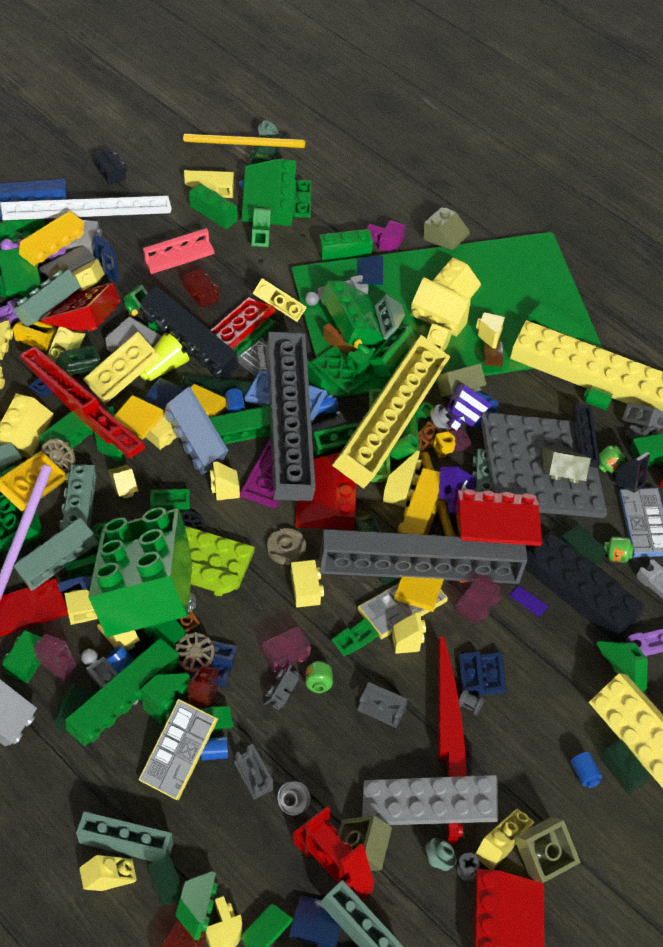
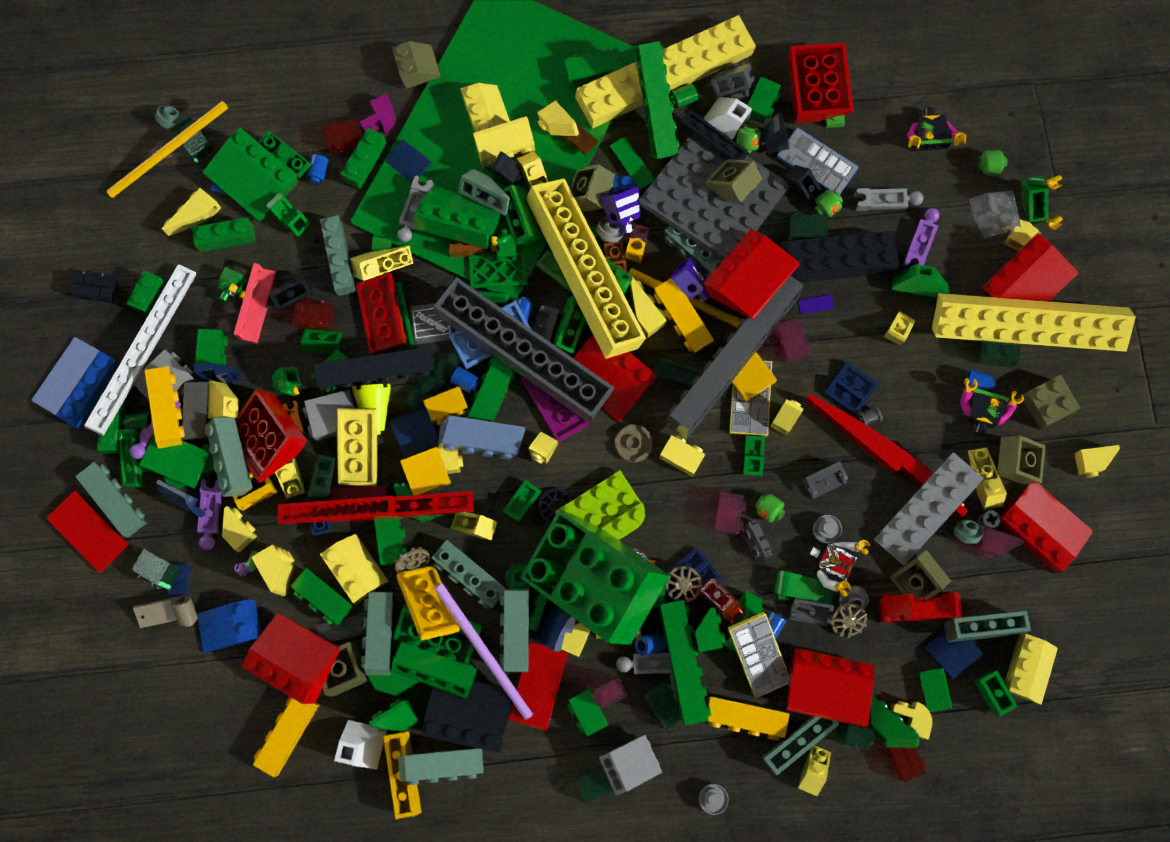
camera: 50 degrees left, 25 degrees up
(18, 805) = (713, 799): none -> light grey plate
(112, 323) = (295, 416): none -> dark orange plate
(114, 781) = (748, 717): none -> yellow brick
(125, 246) = (211, 346): none -> green brick
(130, 188) = (146, 293): none -> green brick
(179, 228) = (231, 284): none -> green piece
(185, 300) = (320, 341): none -> green slope
(194, 826) = (830, 687): none -> red slope
(207, 262) = (290, 291): none -> black brick
(265, 266) = (338, 255): none -> sand green brick
(271, 751) = (801, 587): none -> green door
(271, 806) = (849, 620): none -> dark tan wheel
(293, 291) = (381, 243): none -> green tile
(311, 226) = (317, 170): none -> blue brick
(315, 761) = (837, 563): none -> torso
(339, 735) = (827, 529): none -> light grey plate
(348, 221) = (342, 135): none -> clear red brick
(420, 318) = (506, 171): none -> black slope
(452, 889) = (996, 543): none -> clear pink slope
(512, 397) = (632, 163): none -> green tile
(567, 791) = (986, 408): none -> torso
(568, 670) = (899, 328): none -> light yellow slope
(571, 370) = (656, 99): none -> green brick
(613, 925) = (1094, 460): none -> light yellow slope
(614, 434) = (728, 115): none -> white slope
(615, 520) = (803, 184): none -> black slope
(626, 843) = (1050, 402): none -> olive brick

